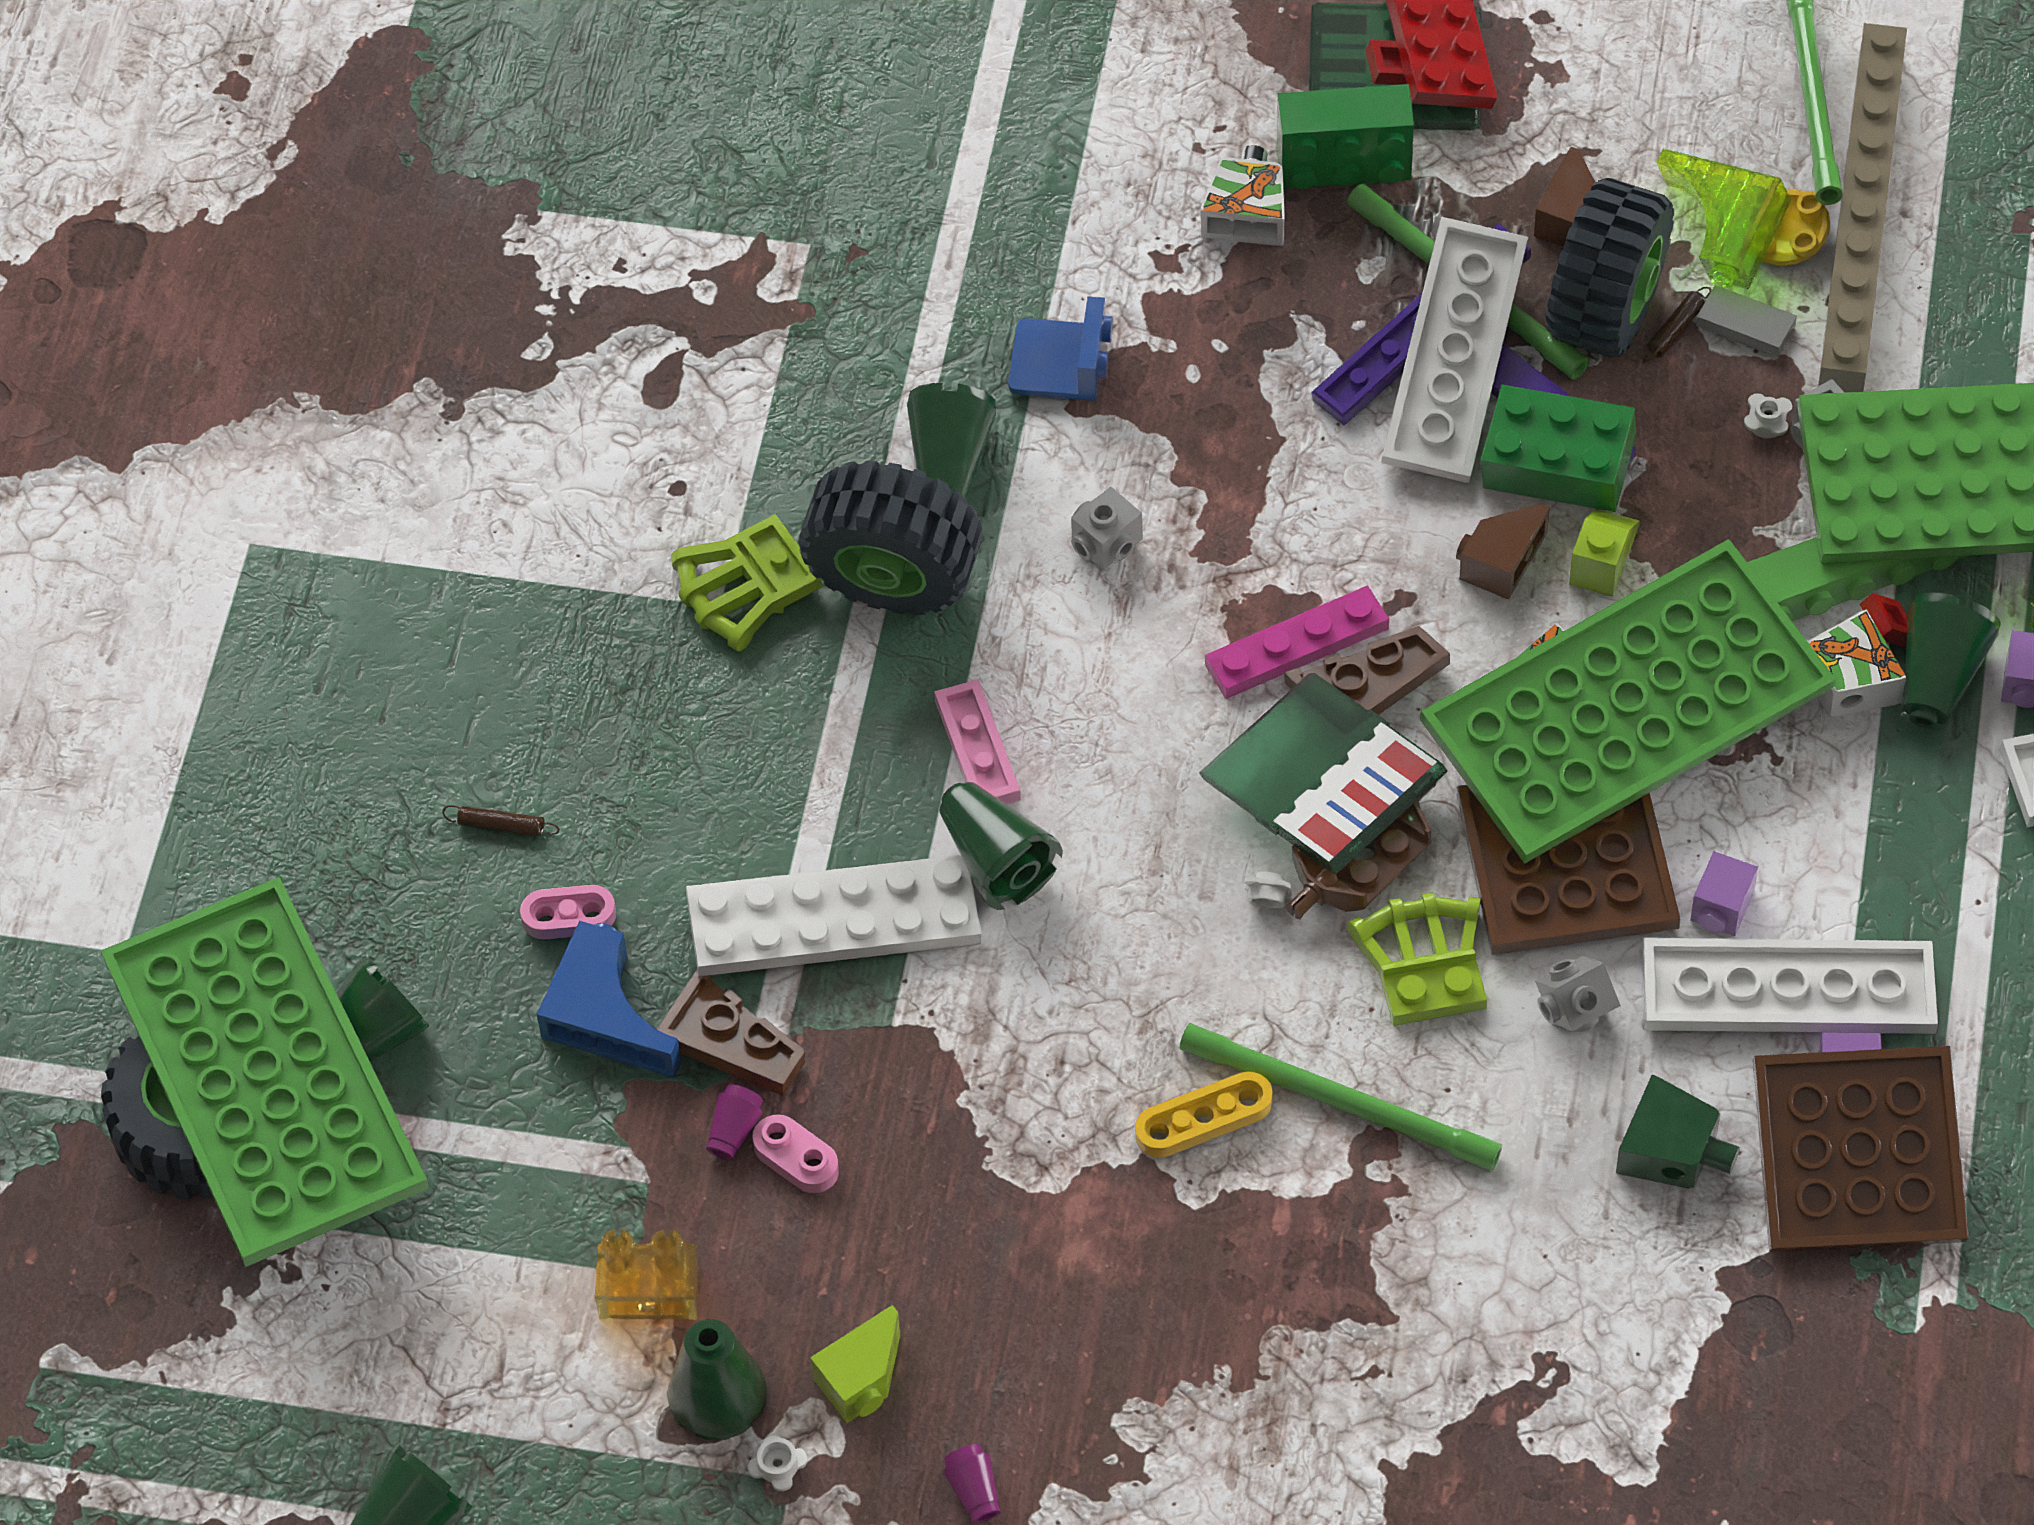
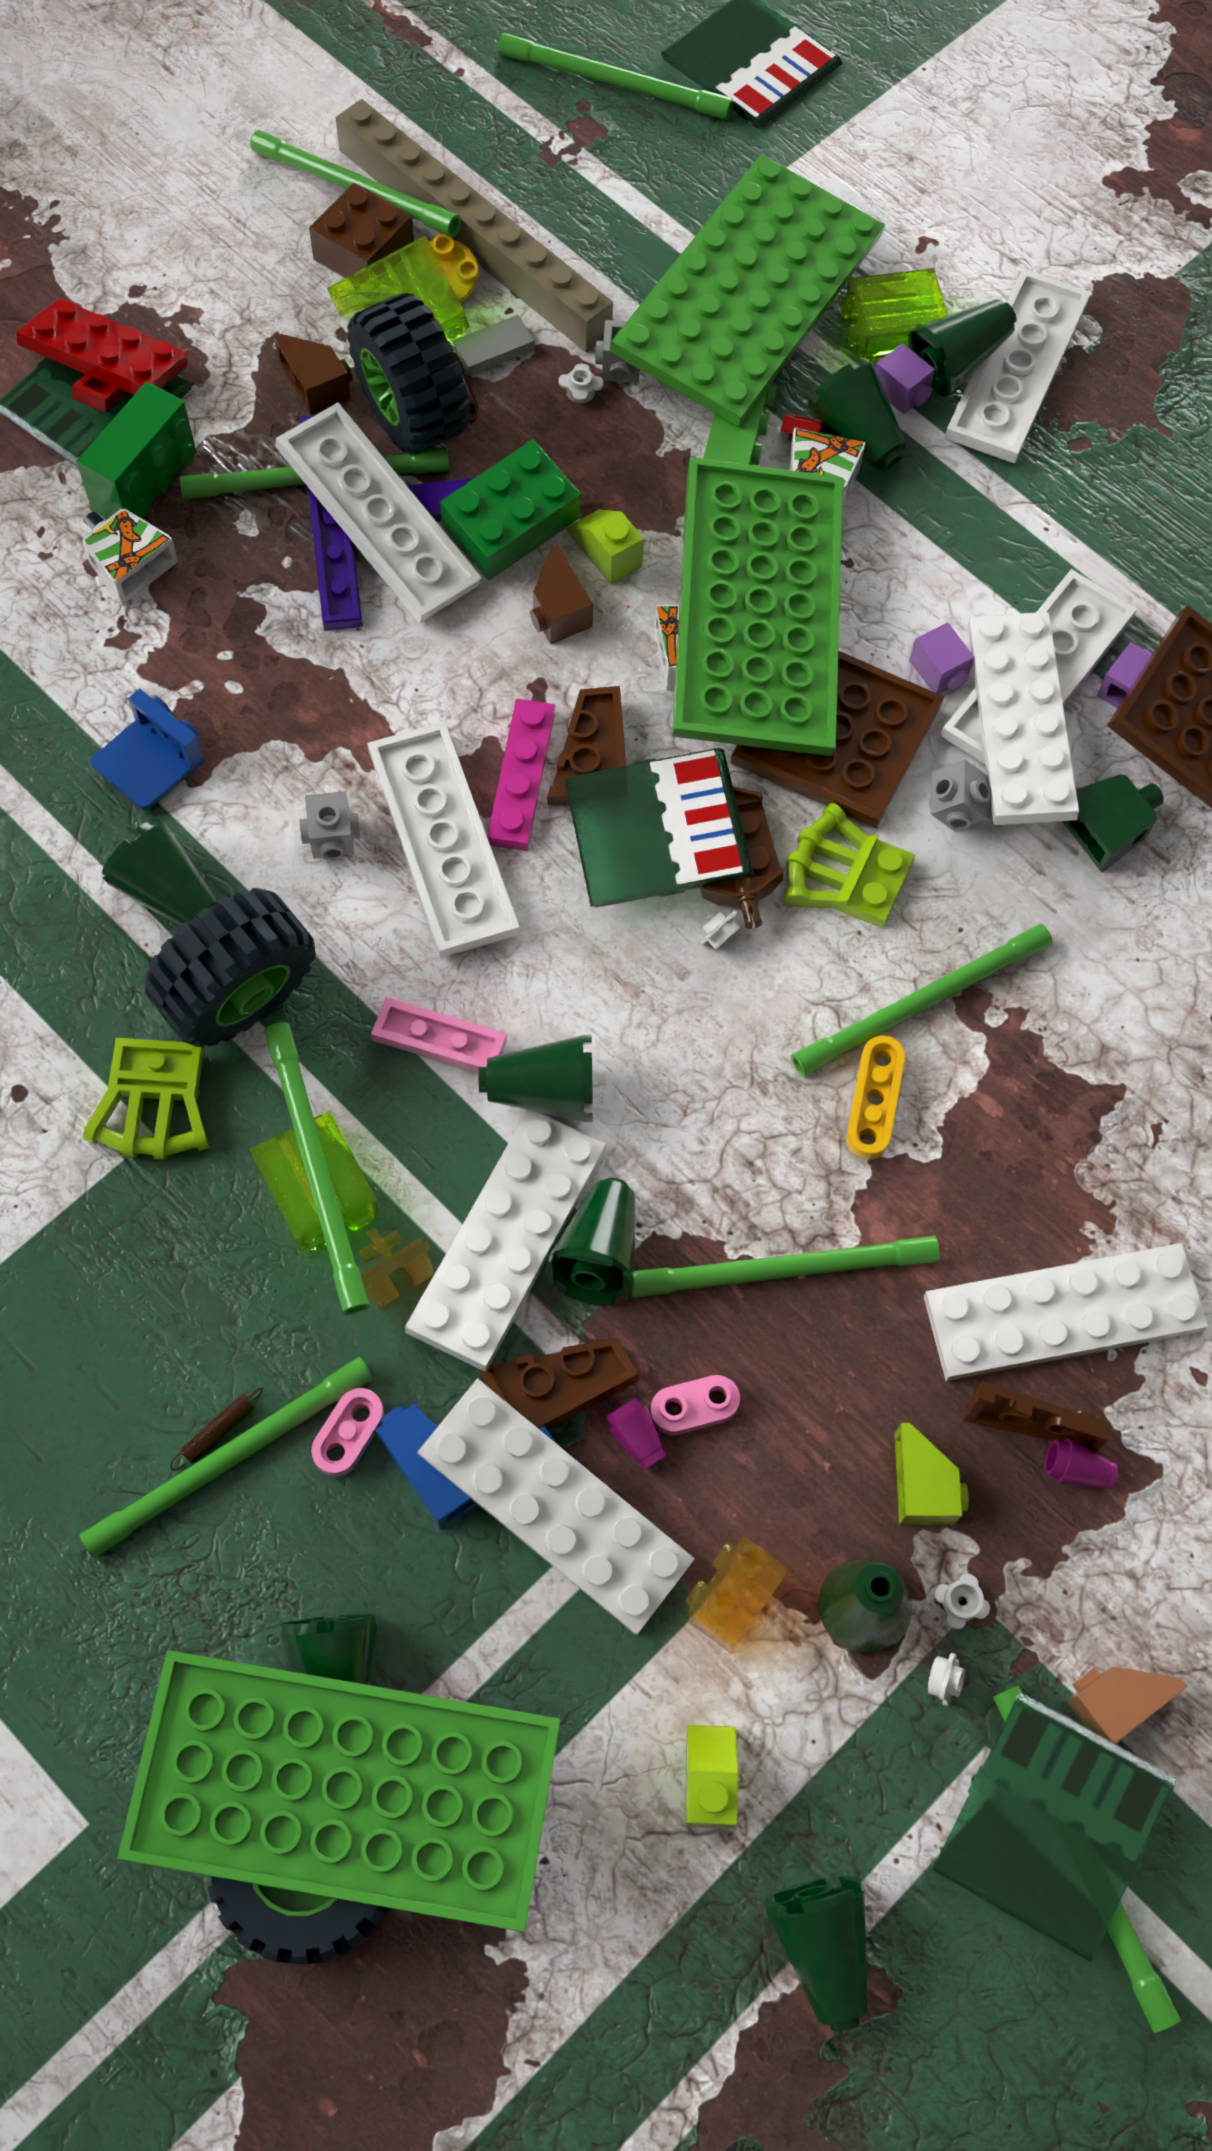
camera: 60 degrees left, 10 degrees up
(372, 809) = (122, 1523): none -> bright green piece
(476, 1356) = (711, 1777): none -> lime slope
(615, 1092) = (556, 1506): none -> white plate
(693, 806) = (346, 1273): none -> bright green piece
(696, 1485) = (946, 1678): none -> white plate
(715, 842) = (411, 1258): none -> clear yellow hips
(766, 742) = (288, 1184): none -> clear neon green brick
(877, 980) = (598, 1246): none -> dark green cone
(985, 1413) = (1033, 1417): none -> reddish brown wing
(1066, 1225) = (900, 1253): none -> bright green piece
(1120, 1394) = (1064, 1311): none -> white plate
(1173, 623) = (443, 839): none -> white plate
(1706, 990) = (1022, 719): none -> white plate
(1762, 132) = (359, 231): none -> reddish brown brick

